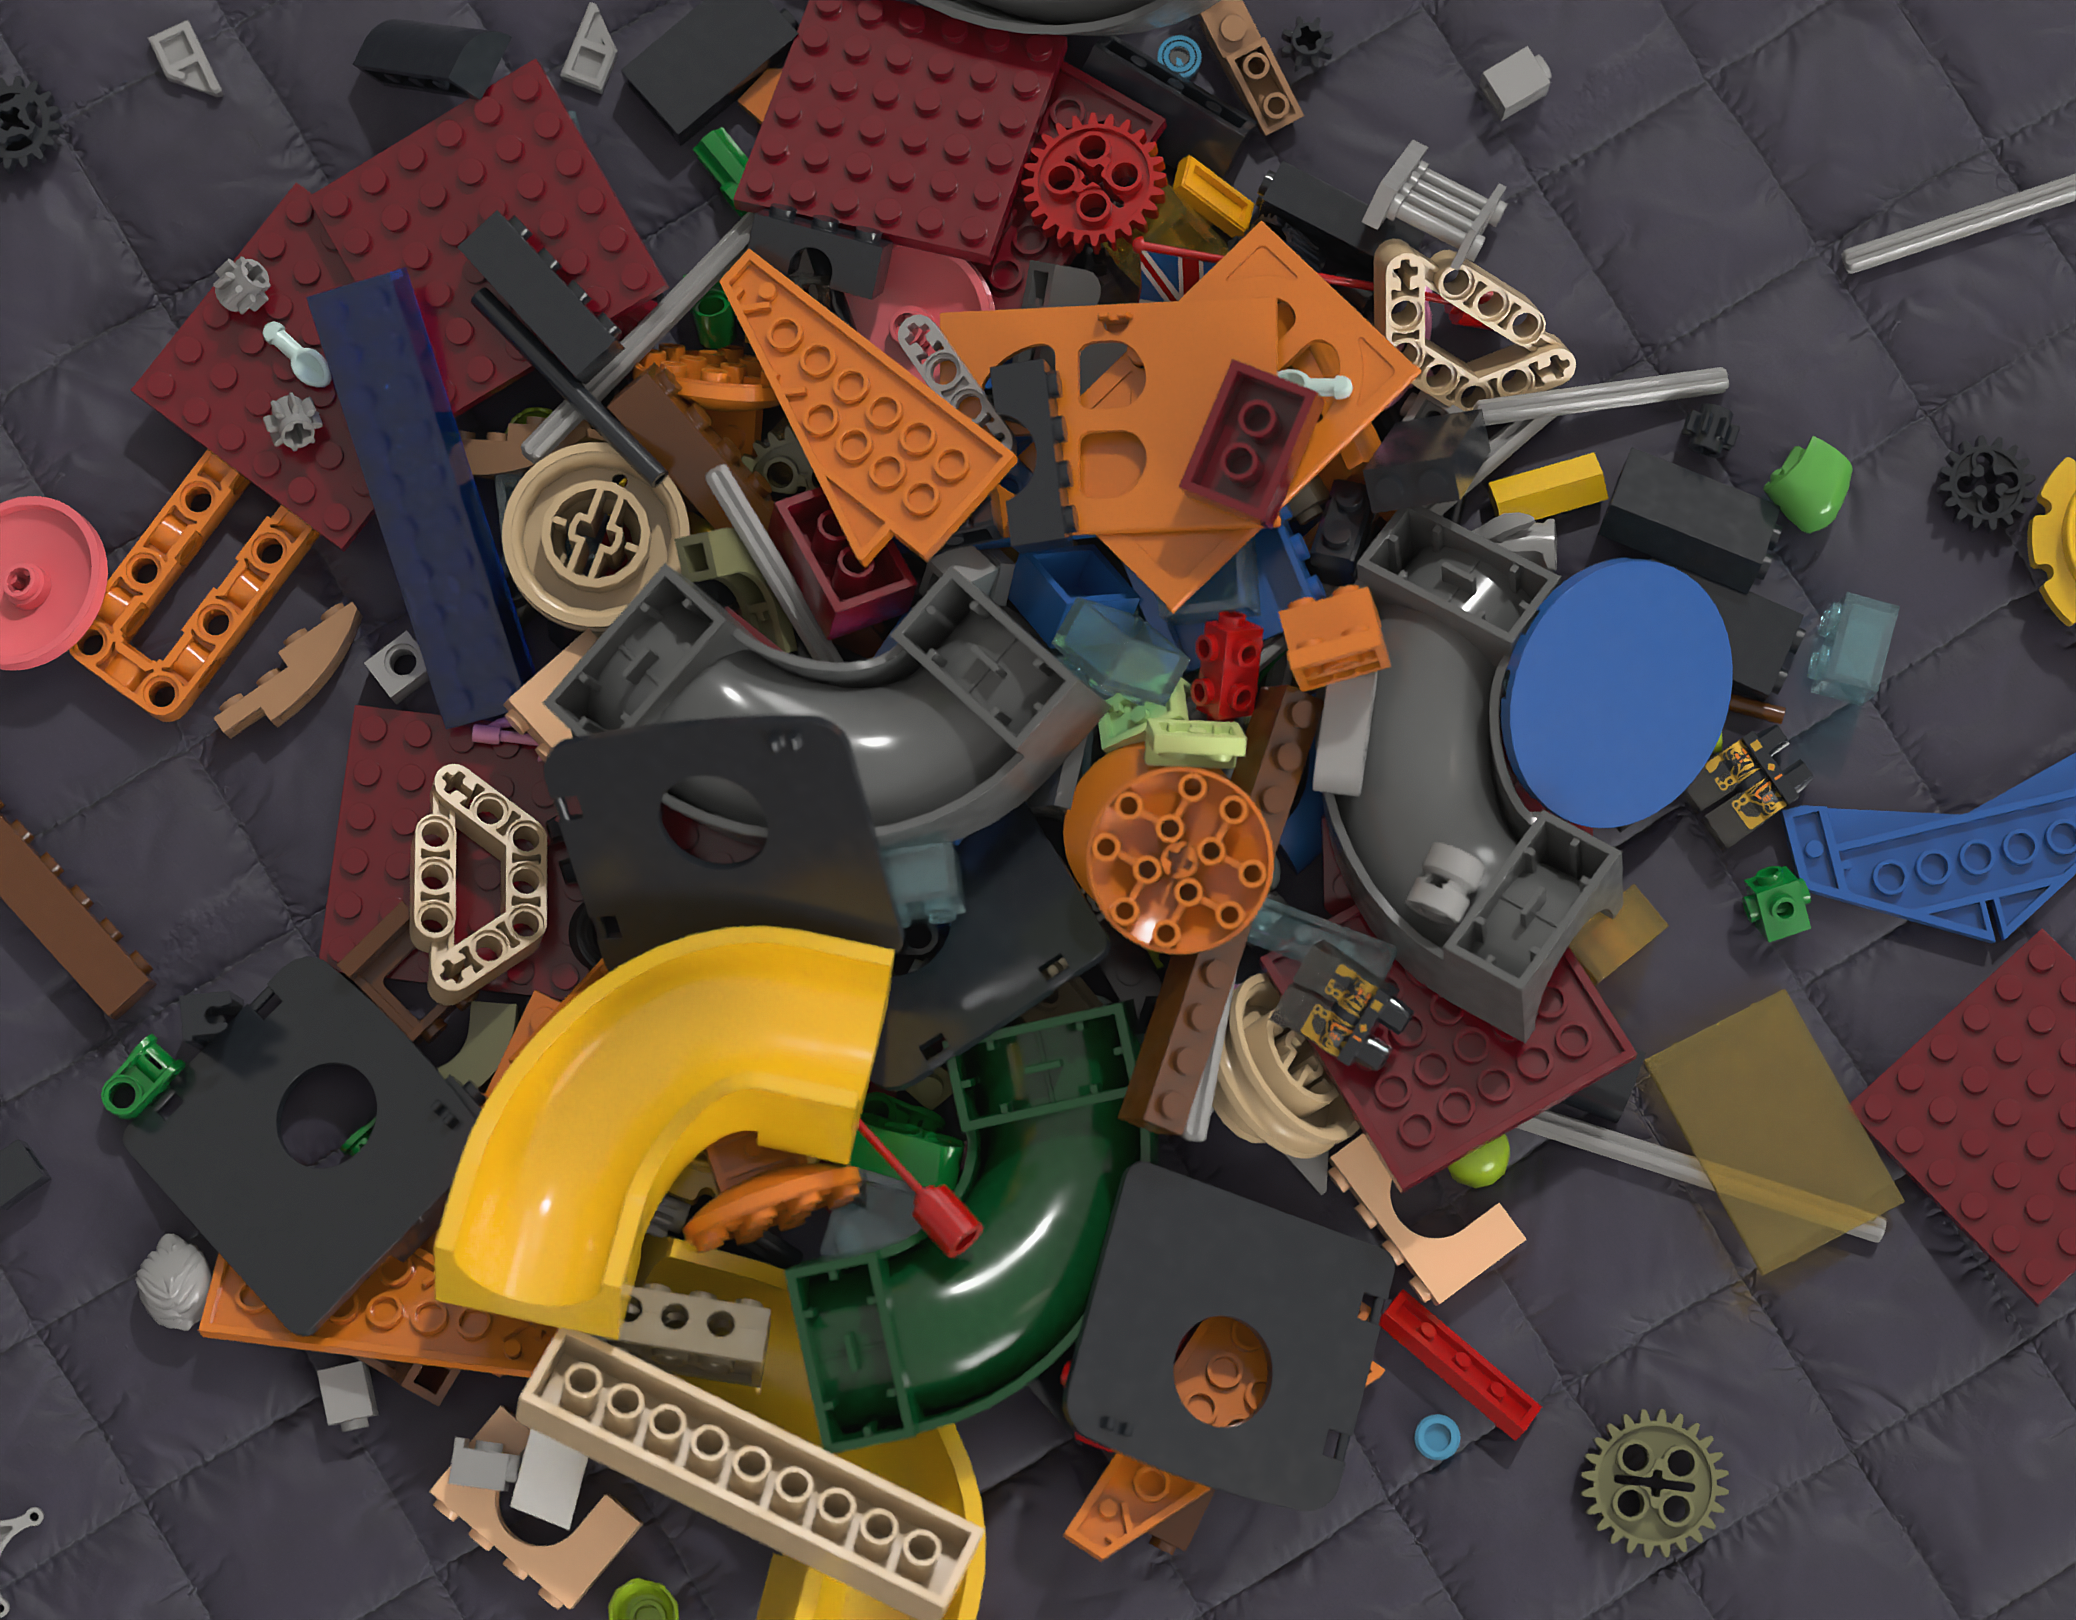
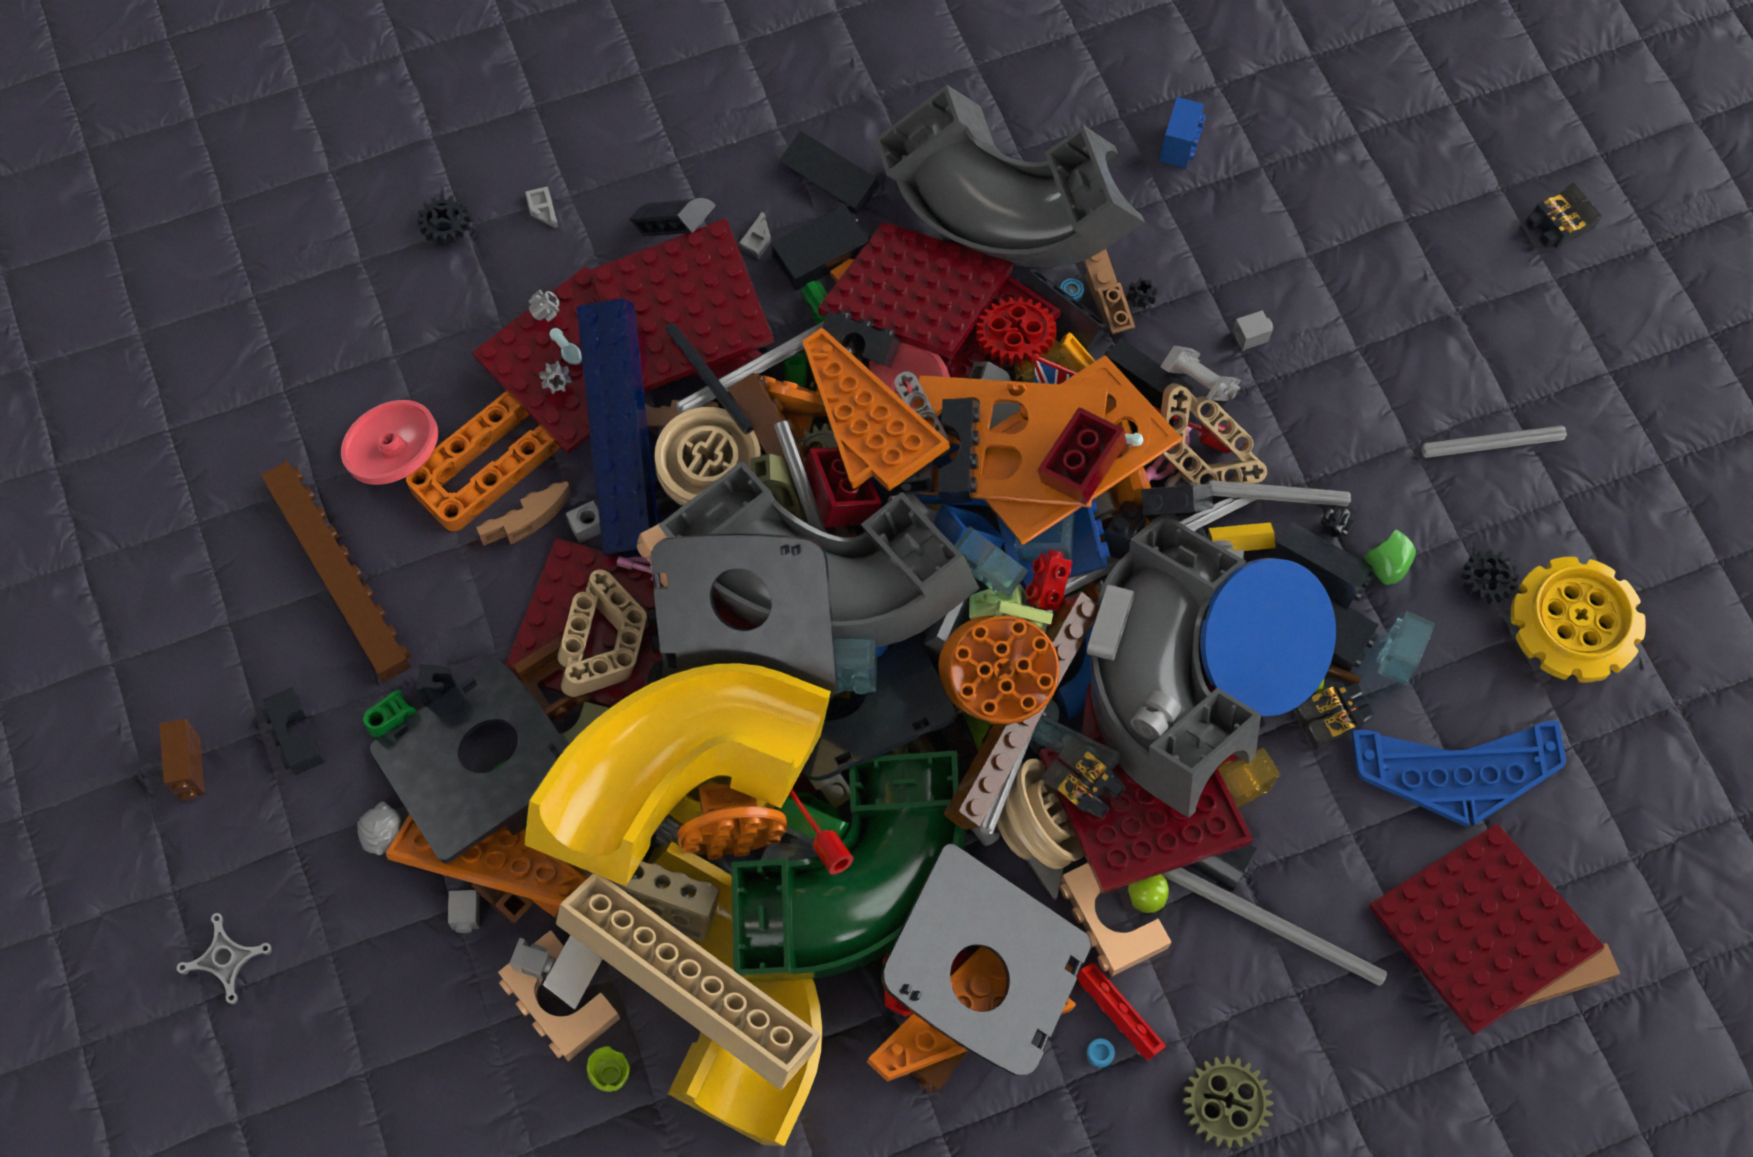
camera: 10 degrees right, 15 degrees down
(542, 297) = (704, 330): black brick -> none
(1334, 637) = (1112, 568): orange bracket -> none
(1773, 1132) = (1326, 910): clear yellow piece -> none
(1777, 902) = (1344, 779): green brick -> none

